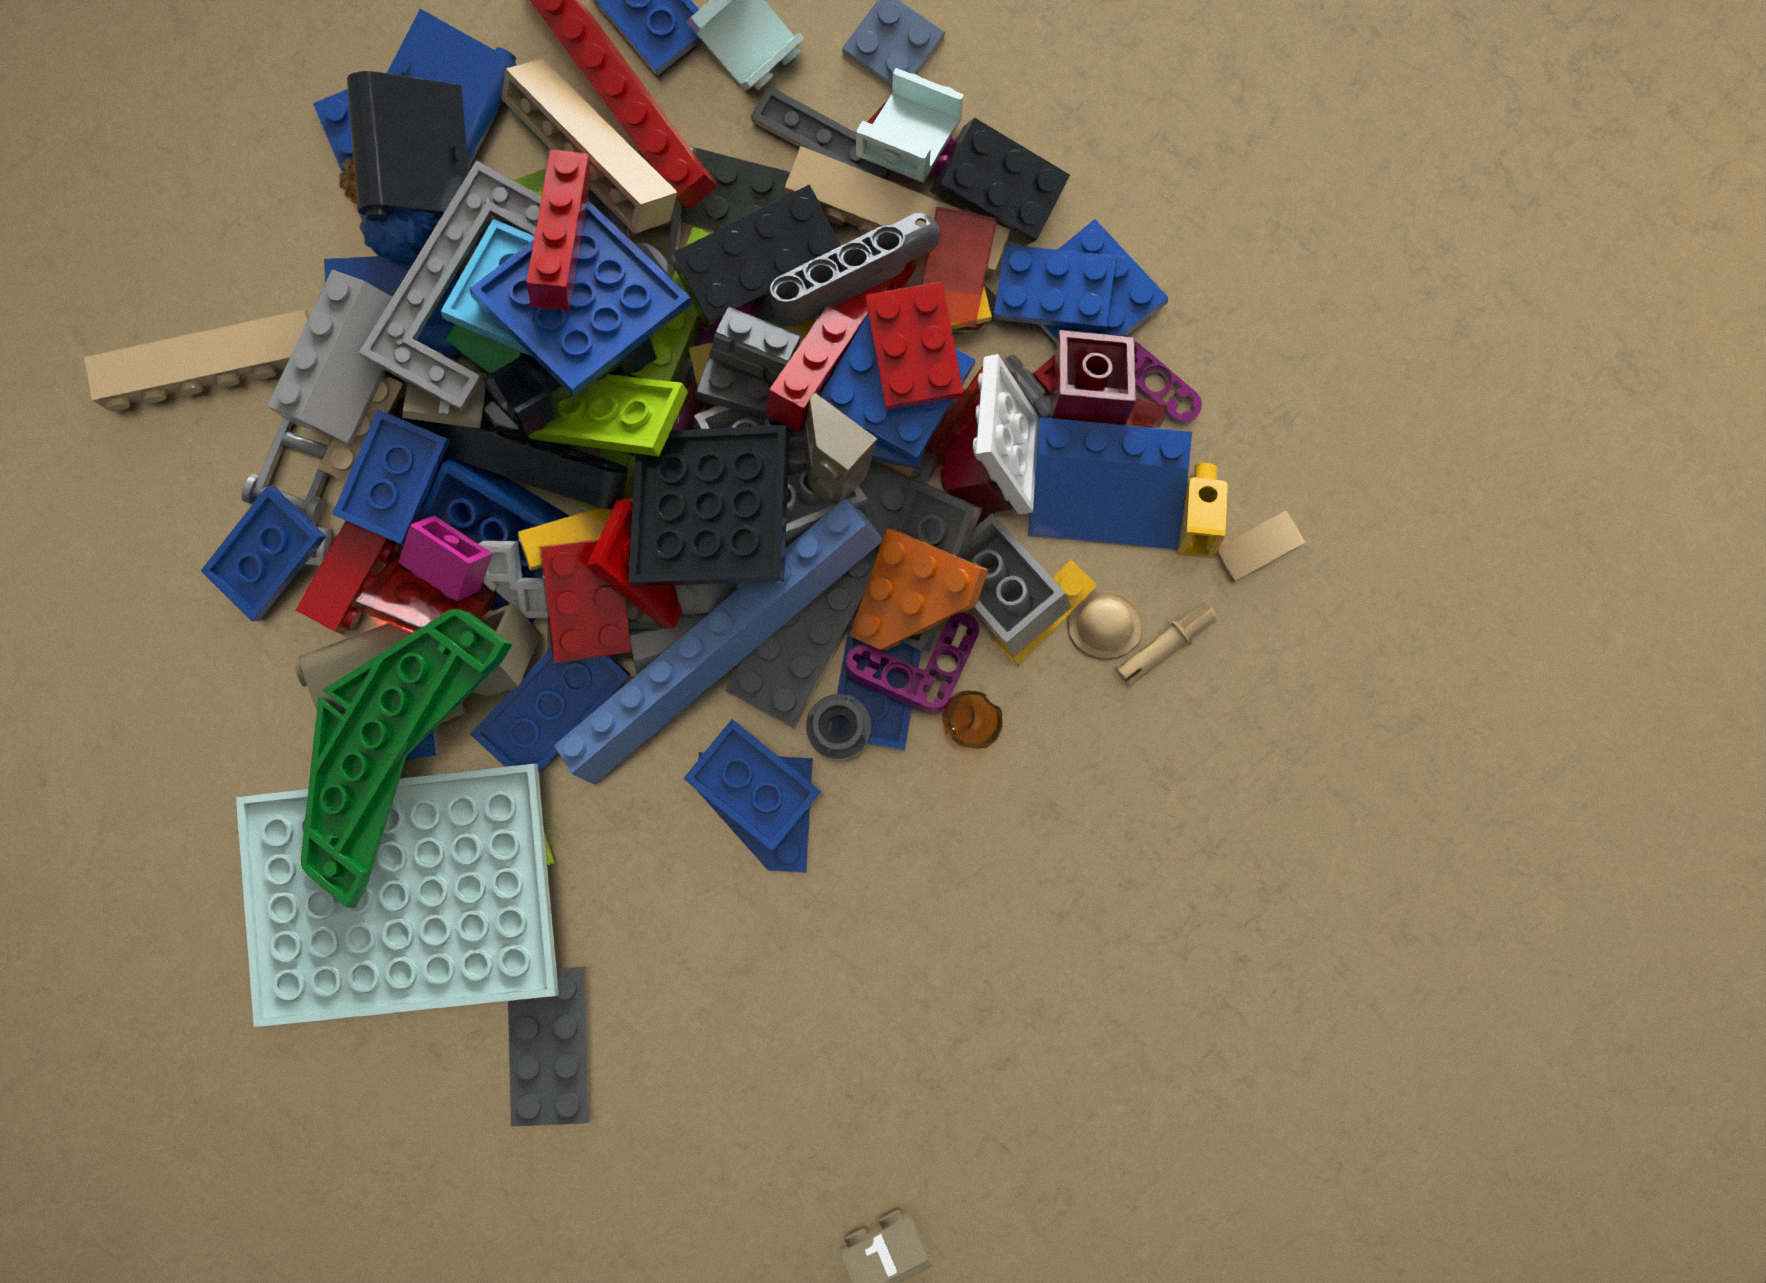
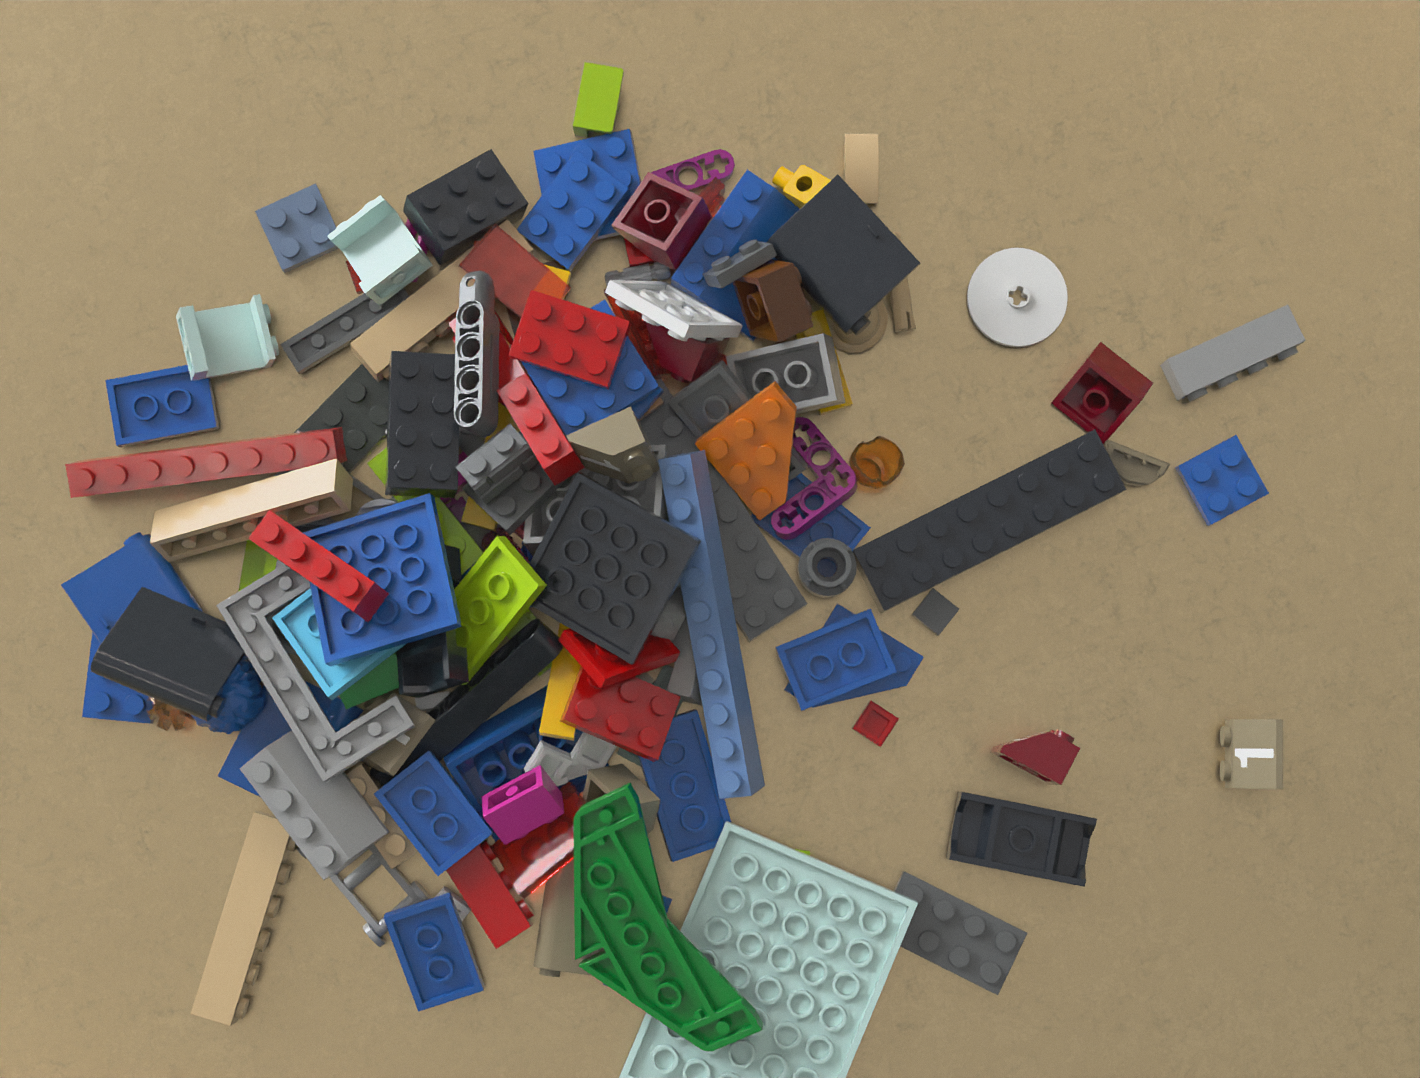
camera: 70 degrees left, 0 degrees up
(676, 1066) = (1020, 838): none -> black piece
(714, 860) = (875, 723): none -> red tile
(768, 1039) = (1041, 754): none -> dark red slope
(857, 860) = (935, 612): none -> dark grey tile
(975, 863) = (988, 521): none -> black brick
(1074, 527) = (773, 301): none -> reddish brown brick
(1103, 481) = (728, 269): none -> dark grey plate
(1112, 978) = (1133, 466): none -> dark tan plate
(1149, 1078) = (1222, 480): none -> blue plate
(1156, 569) = (843, 255): none -> black door
(1170, 908) = (1102, 392): none -> dark red slope
(1180, 250) = (597, 99): none -> lime panel
(1234, 745) = (994, 309): none -> white piece
(1285, 1019) = (1232, 353): none -> light grey brick

